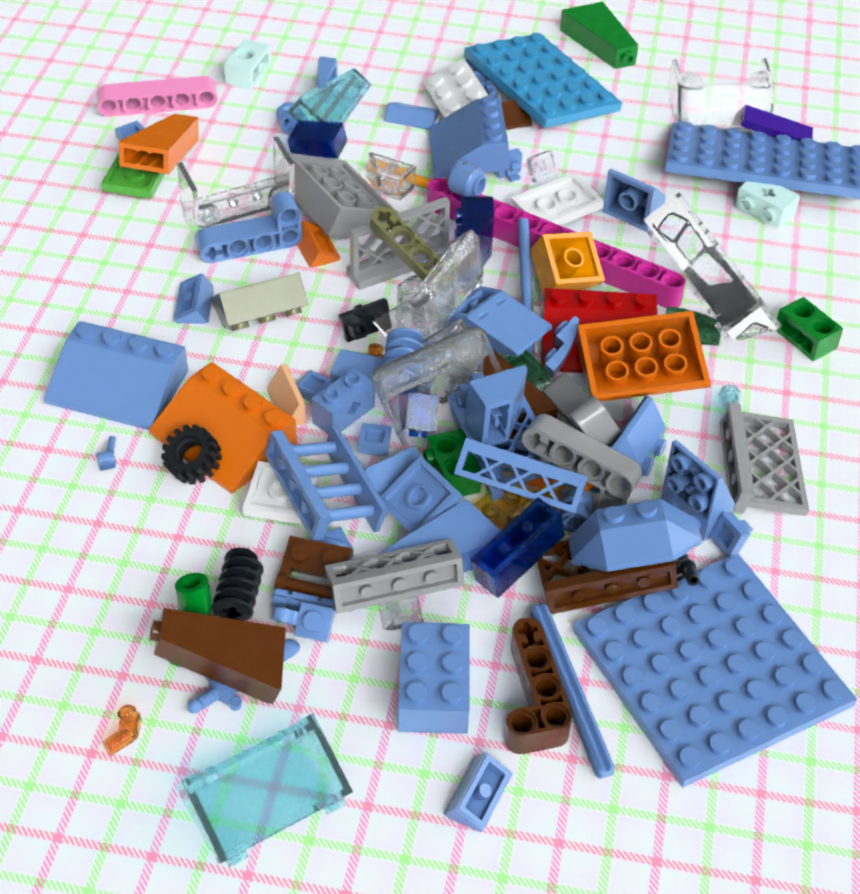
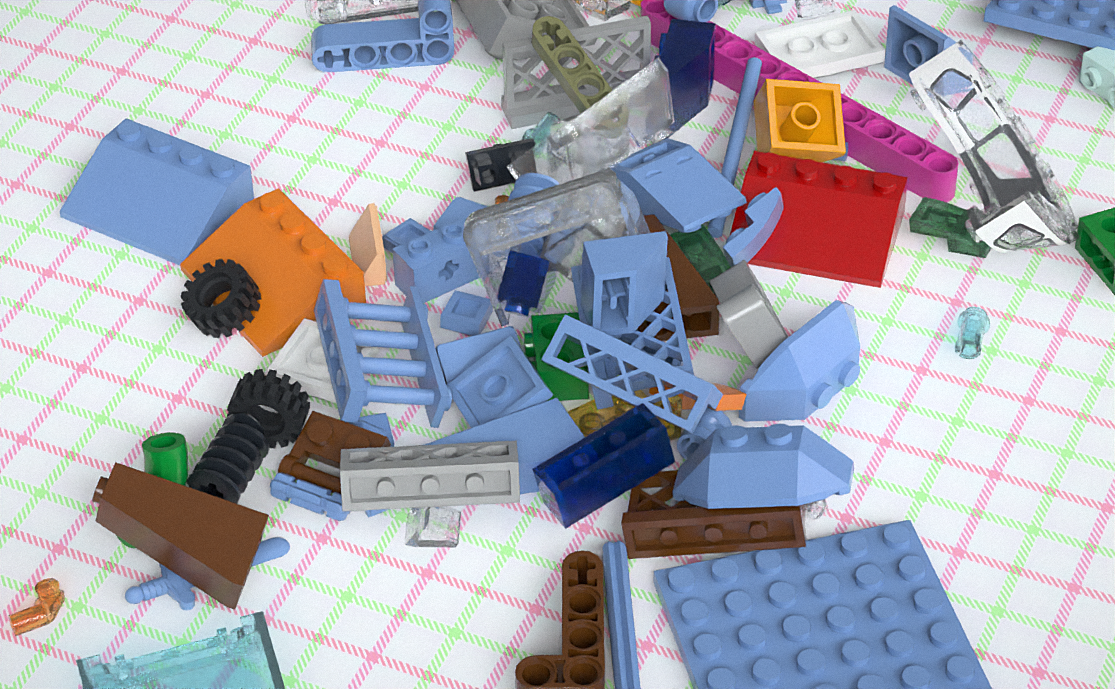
camera: 15 degrees right, 5 degrees down
(107, 459) = (116, 292): medium blue hand -> none
(194, 300) = (288, 115): medium blue slope -> none
(258, 534) = (276, 394): none -> black tyre
(260, 301) = (371, 124): slope -> none
(311, 621) = (309, 519): medium blue plate -> none
(316, 246) = (471, 65): orange slope -> none
(387, 292) = (542, 129): none -> clear light blue arm
(434, 678) = (444, 606): medium blue brick -> none
(585, 456) = (717, 356): light grey beam -> none
(642, 356) = (855, 250): orange slope -> none
(687, 570) = (826, 528): black piece -> none
(695, 489) = (870, 435): medium blue slope -> none
(730, 534) = (908, 493): medium blue tile -> none
(740, 460) = (954, 411): light grey fence -> none

